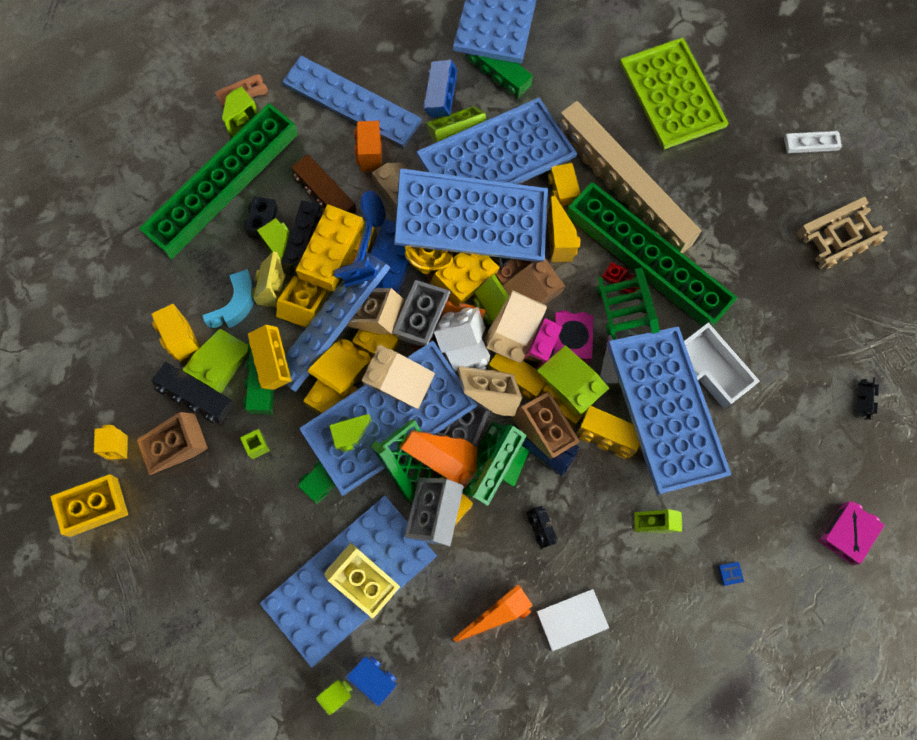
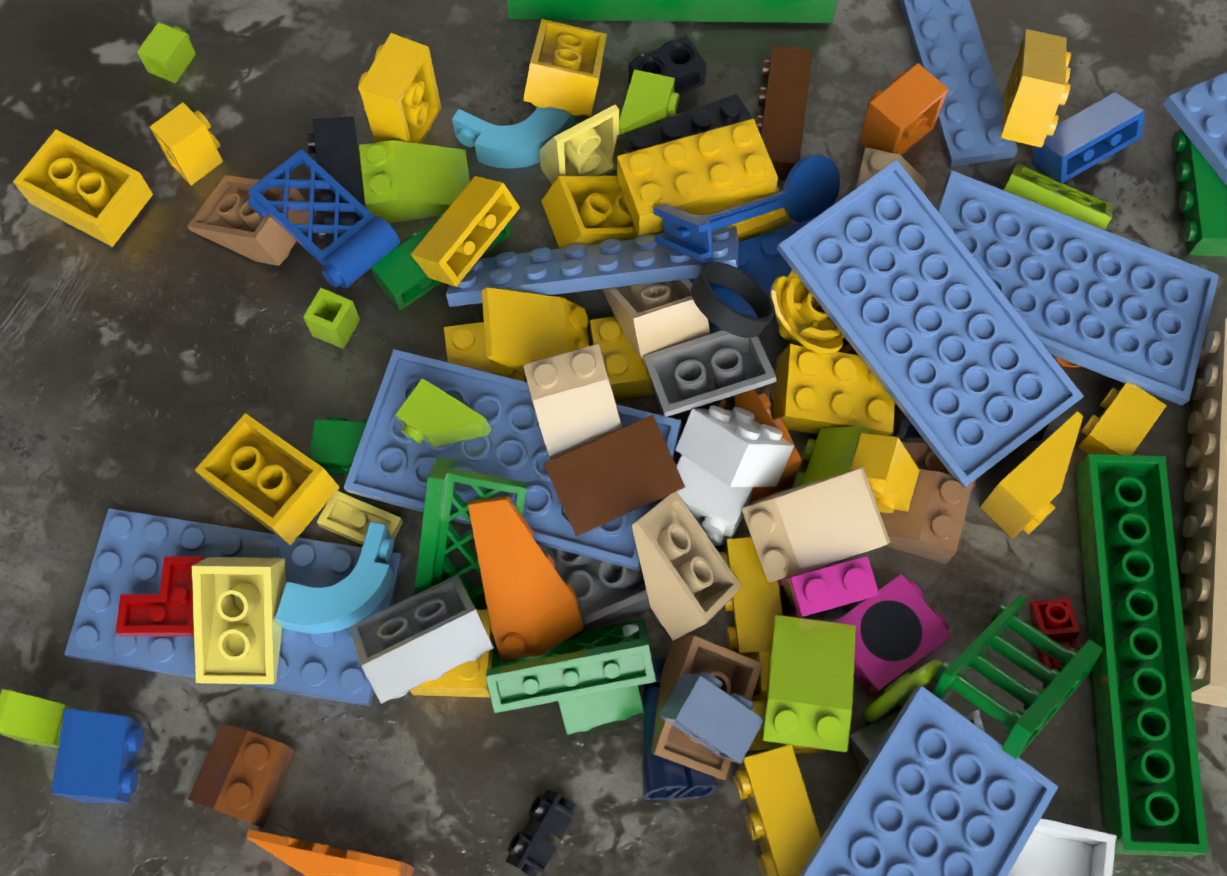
camera: 55 degrees right, 5 degrees down
(47, 418) = (167, 52): none -> lime brick
(226, 256) = (565, 68): none -> yellow brick
(235, 411) = (349, 254): none -> blue piece
(307, 524) = (267, 478): none -> yellow brick
(333, 603) = (161, 613): none -> red plate
(356, 501) = (352, 518): none -> light yellow plate
(389, 538) = (347, 602): none -> medium azure arch
(402, 269) = (722, 314): none -> black tyre
(406, 89) = (1036, 88): none -> yellow brick
(423, 628) = (242, 774): none -> dark orange slope
(435, 383) = (614, 475): none -> reddish brown tile
(514, 280) = (888, 470): none -> yellow brick
(556, 425) = (712, 716): none -> sand blue brick
(599, 349) = (900, 691): none -> lime plate

